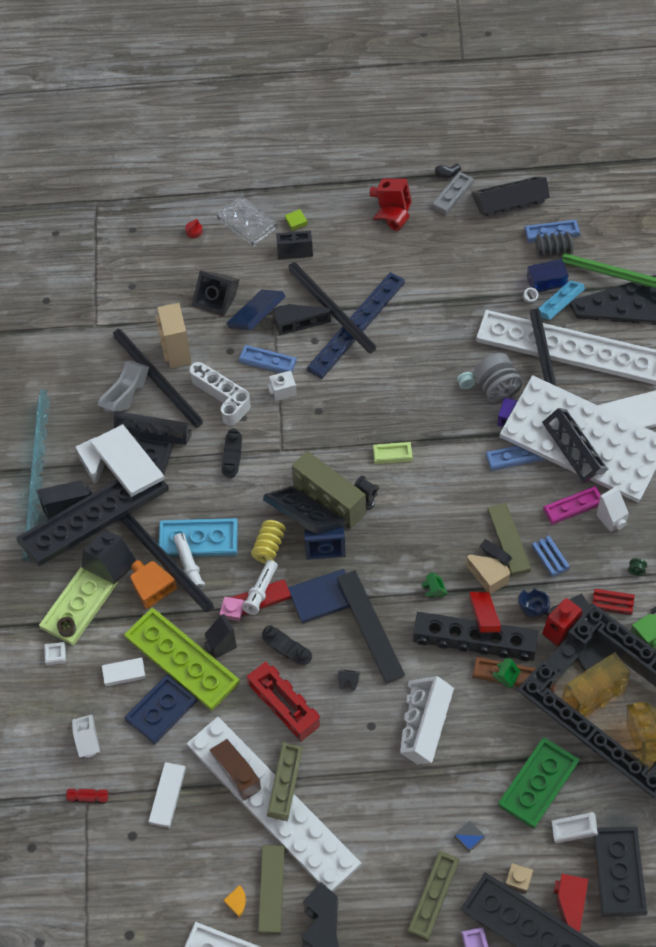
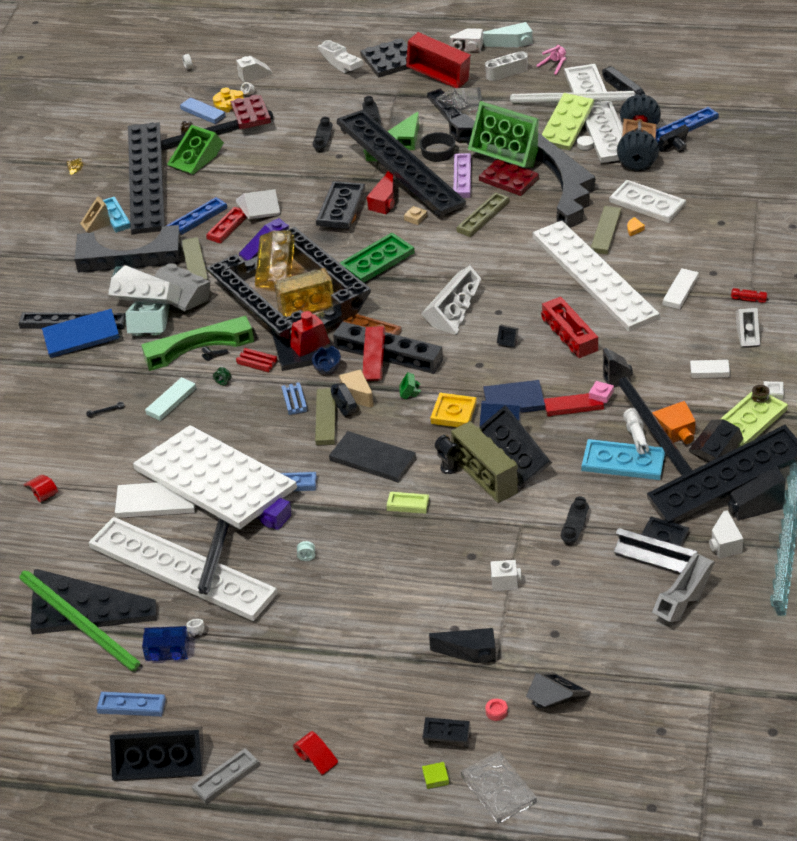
camera: 165 degrees left, 15 degrees down
(127, 460) = (687, 514): white tile -> none
(158, 378) = (645, 615): black axle -> none
(160, 709) = (678, 341): dark blue tile -> none
(173, 335) = (618, 621): tan brick -> none
(182, 659) = (656, 368): lime plate -> none
(194, 229) = (570, 786): red tile -> none
(223, 390) = (562, 573): white beam -> none
(236, 769) = (619, 280): reddish brown slope -> none
(256, 309) = (514, 657): dark blue tile -> none
(257, 593) = (575, 395): white pin -> none
(262, 277) = (496, 709): none -> coral tile
(267, 359) = (514, 613): medium blue tile -> none
(268, 541) = (555, 436): light yellow piece -> none
(284, 781) = (581, 275): olive tile -> none
(286, 646) = (556, 365): black piece -> none
(336, 312) = (426, 651): black axle -> none
(362, 318) = (400, 635): dark blue tile -> none
(370, 627) = (478, 366): black tile -> none
(379, 564) = (453, 410): none -> yellow plate
(392, 193) = (304, 769): red torso -> none
(444, 498) = (372, 456): none -> black tile
(447, 172) = (217, 803): black arm -> none
(469, 836) = (443, 239): dark grey tile -> none
(498, 377) = (273, 534): light grey wheel -> none
(507, 673) = (372, 313): green tile -> none
(554, 243) = (138, 677): dark grey piece -> none
(560, 299) = (167, 616): medium azure tile -> none
(572, 505) = (252, 434): dark pink tile -> none
(574, 827) = (362, 228): white tile -> none
(580, 440) = (228, 454): black fence -> none
(612, 510) = (222, 414): white slope -> none

